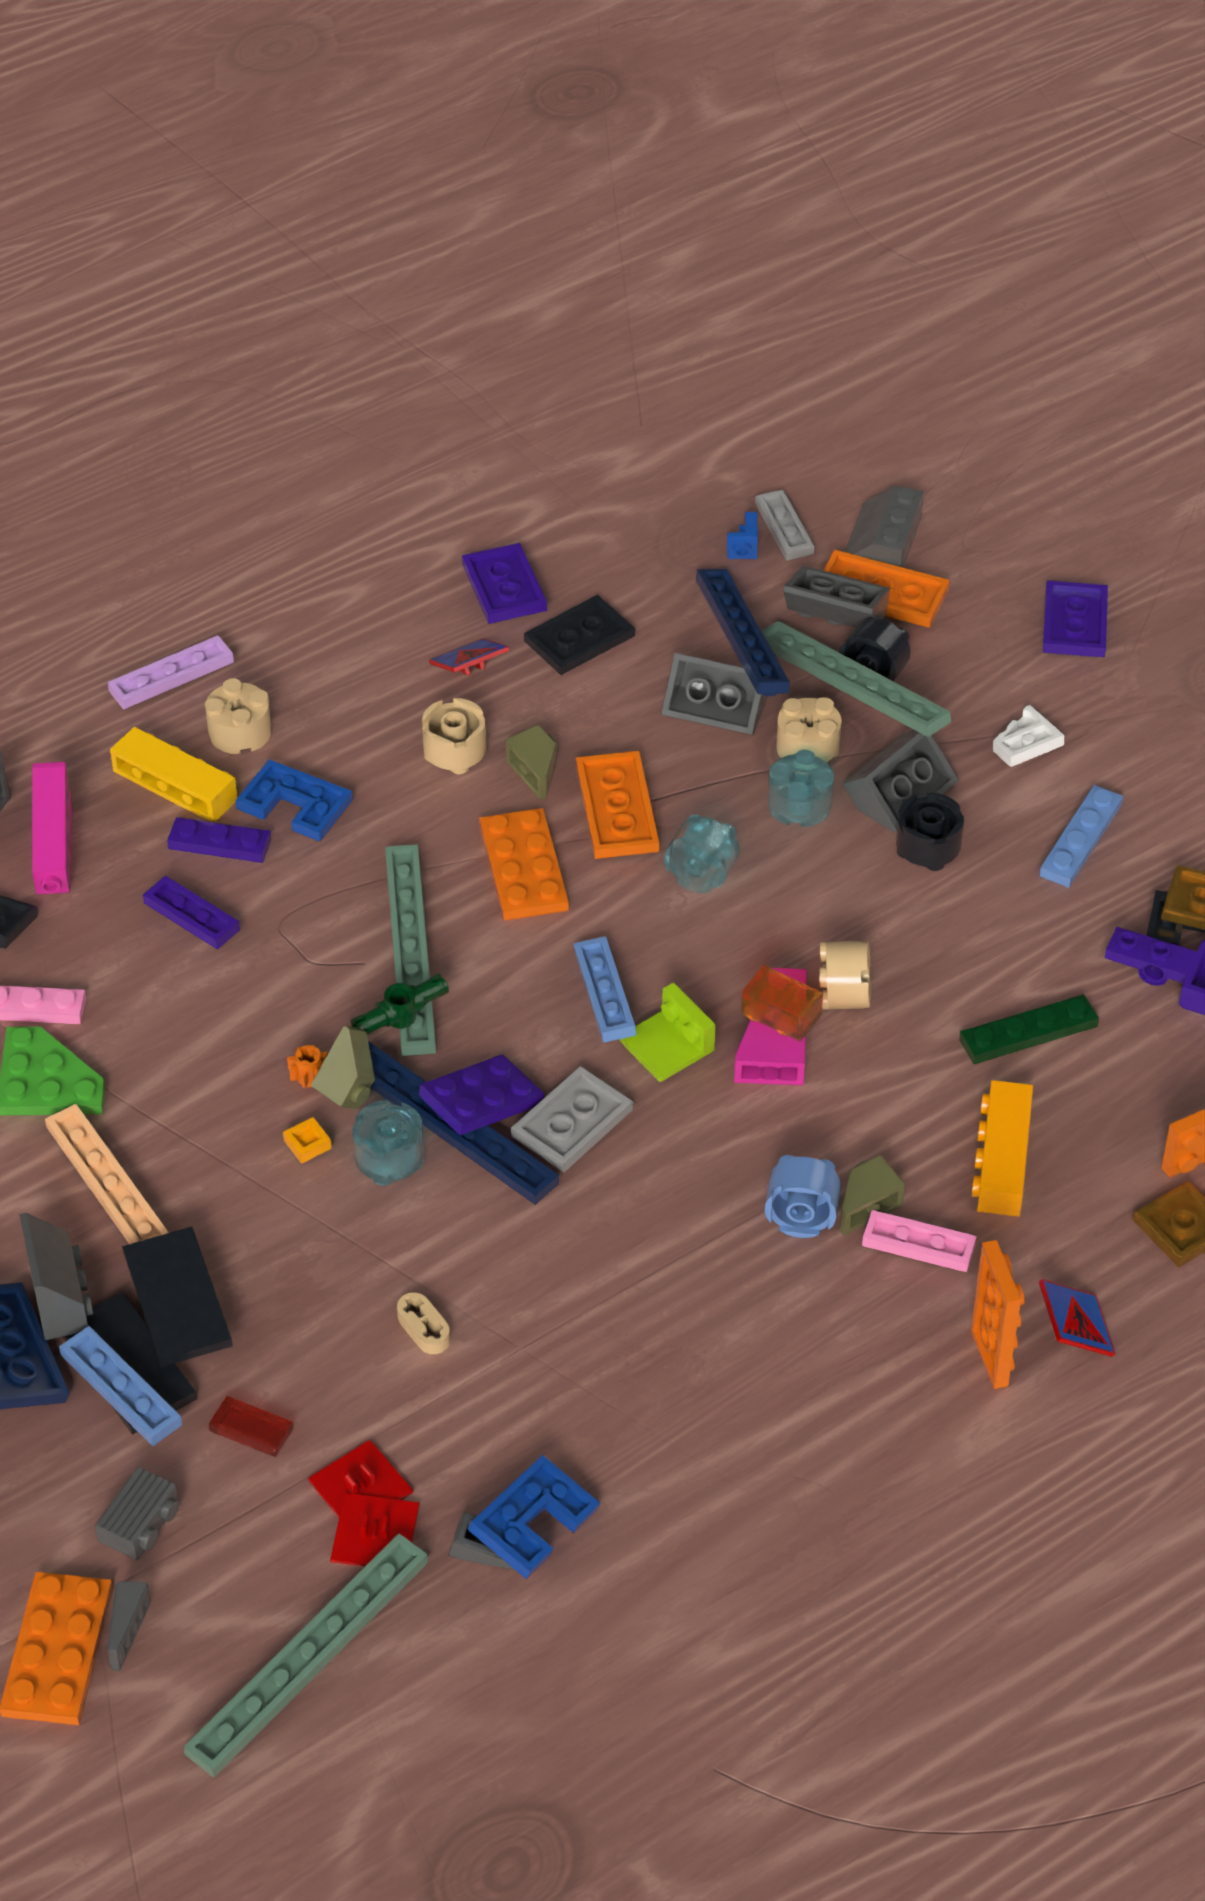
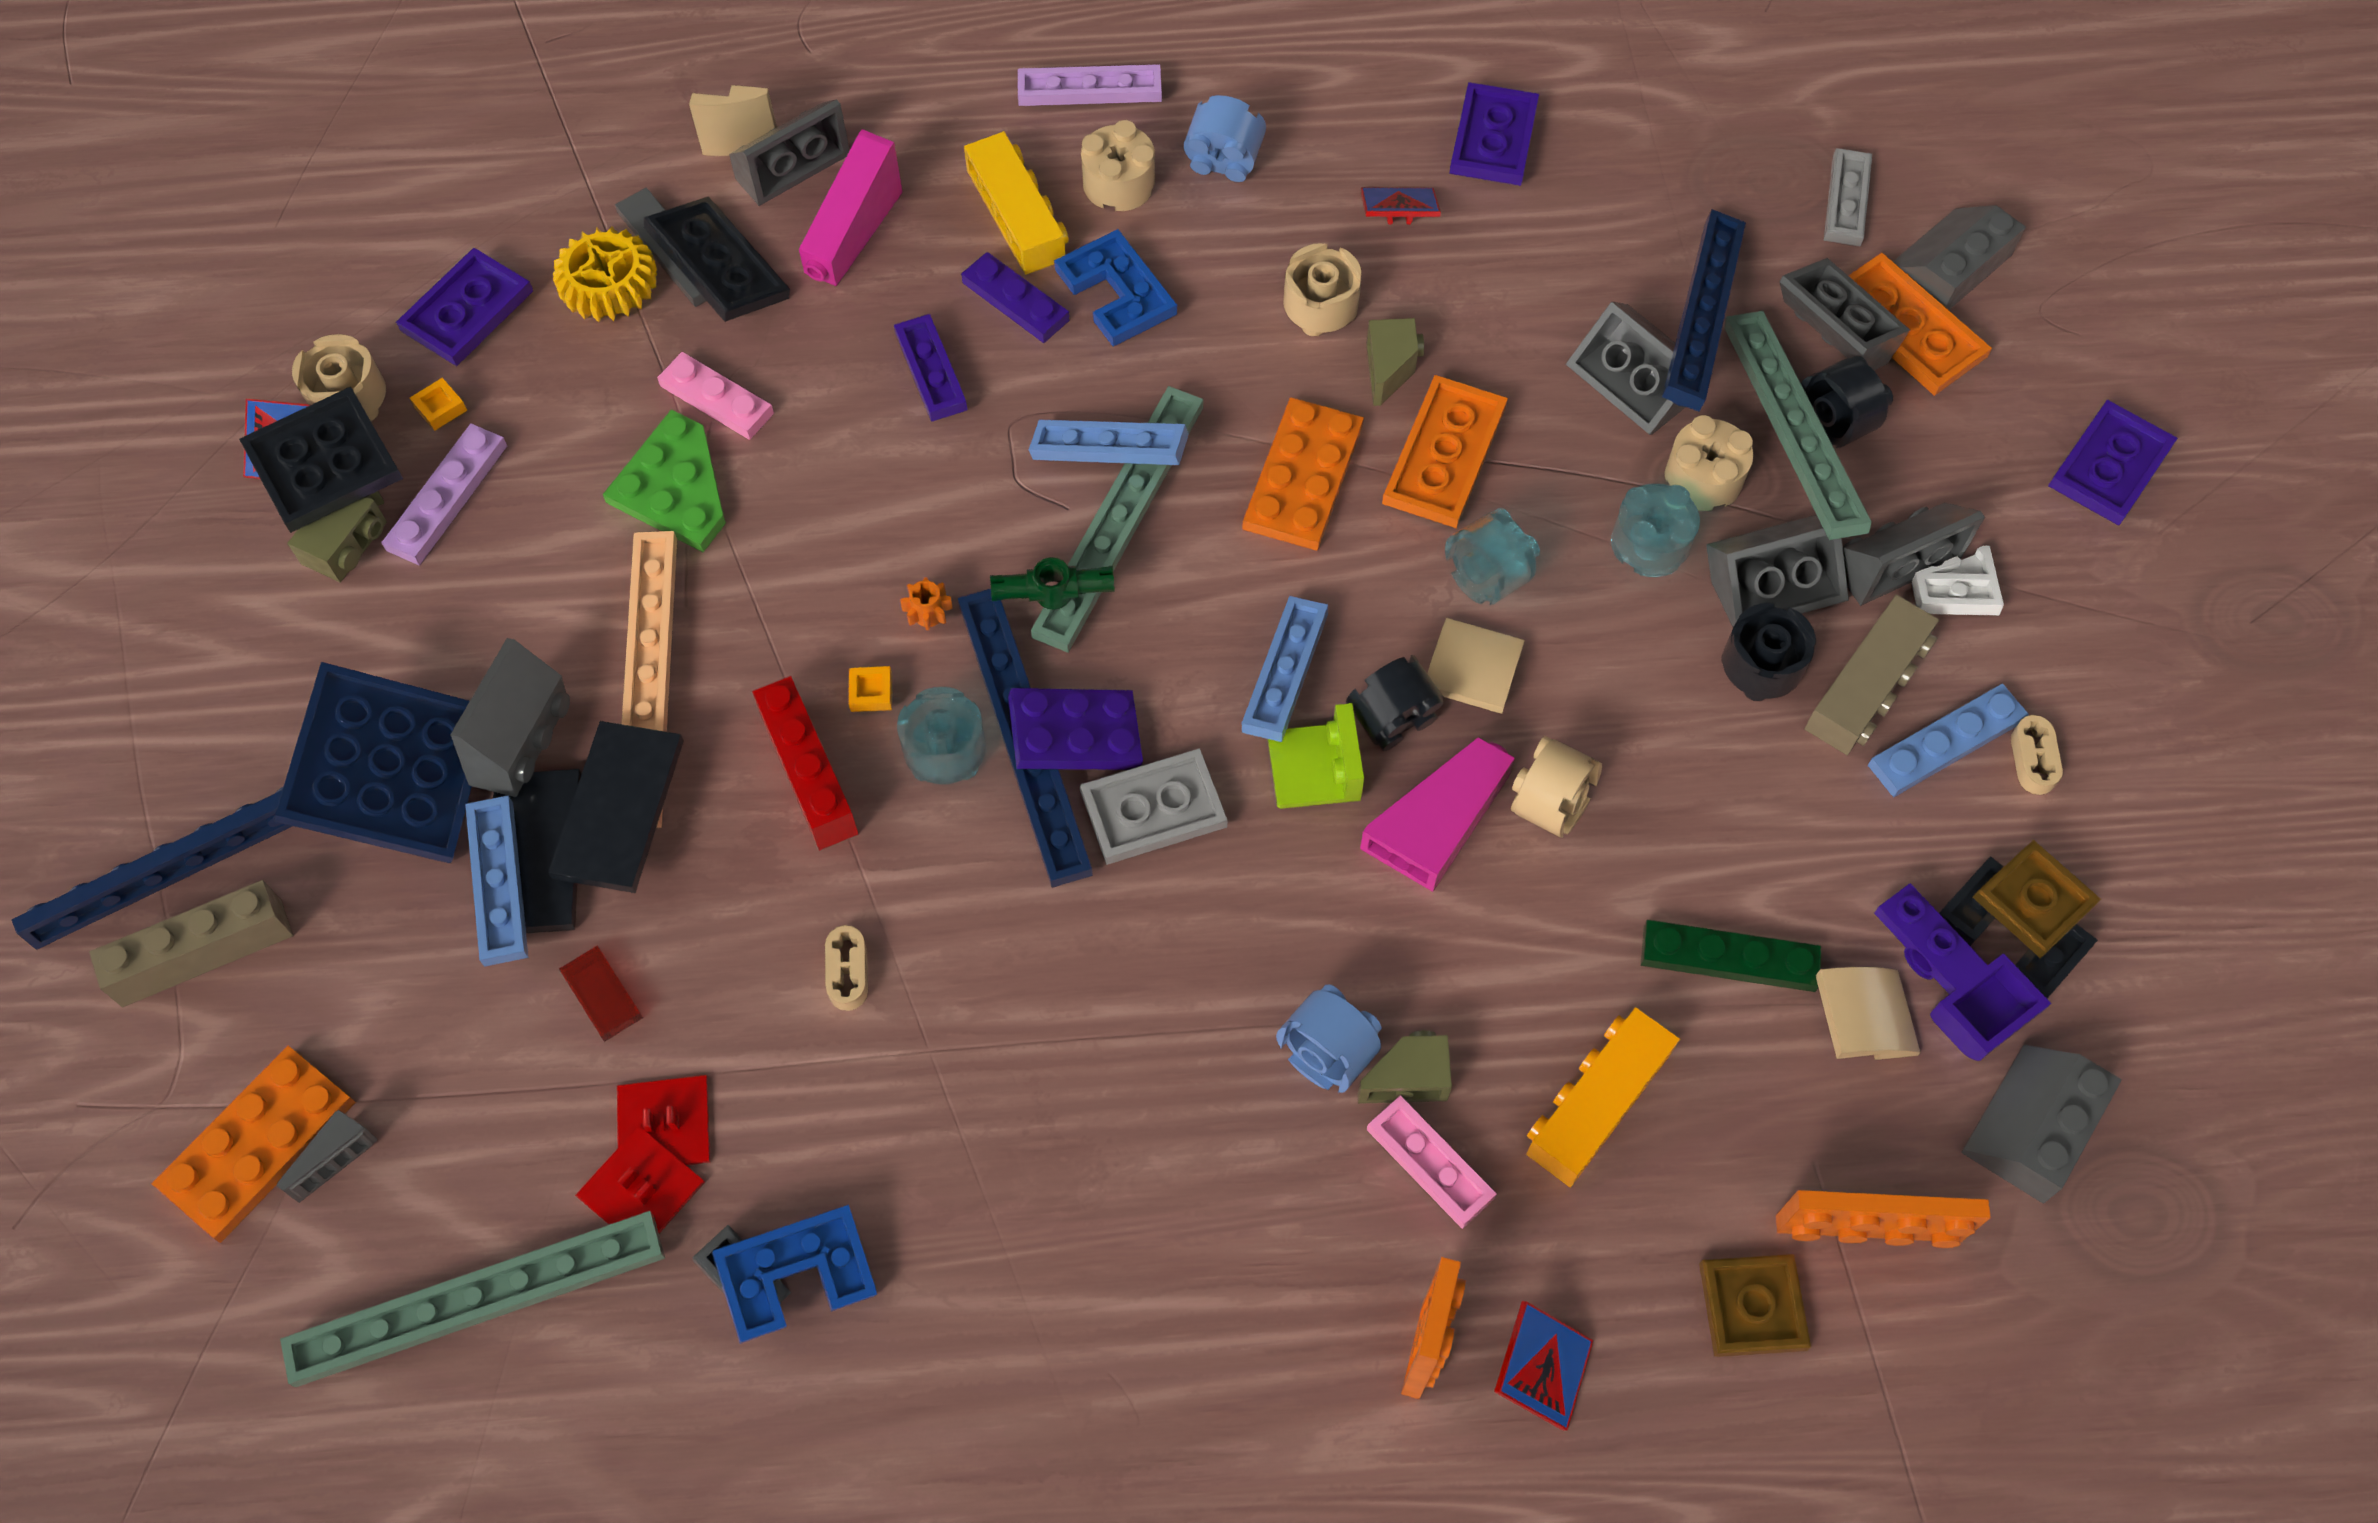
camera: 30 degrees right, 15 degrees up
(137, 1514) = (421, 1036): dark grey brick -> none
(296, 1206) = (805, 763): none -> red brick
(308, 663) = (1224, 138): none -> medium blue brick
(347, 1069) = (953, 631): olive slope -> none
(370, 900) = (1109, 442): none -> medium blue plate
(579, 634) = (1538, 229): black tile -> none
(702, 970) = (1395, 701): none -> black brick
(734, 930) = (1475, 664): none -> tan slope
(745, 542) = (1789, 200): blue bracket -> none
(781, 1003) = (1451, 791): clear orange brick -> none
(972, 733) = (1900, 550): none -> dark grey slope
(1007, 817) = (1872, 674): none -> dark tan brick
(1139, 821) = (2044, 754): none -> tan beam
(1139, 1019) = (1867, 1012): none -> tan slope

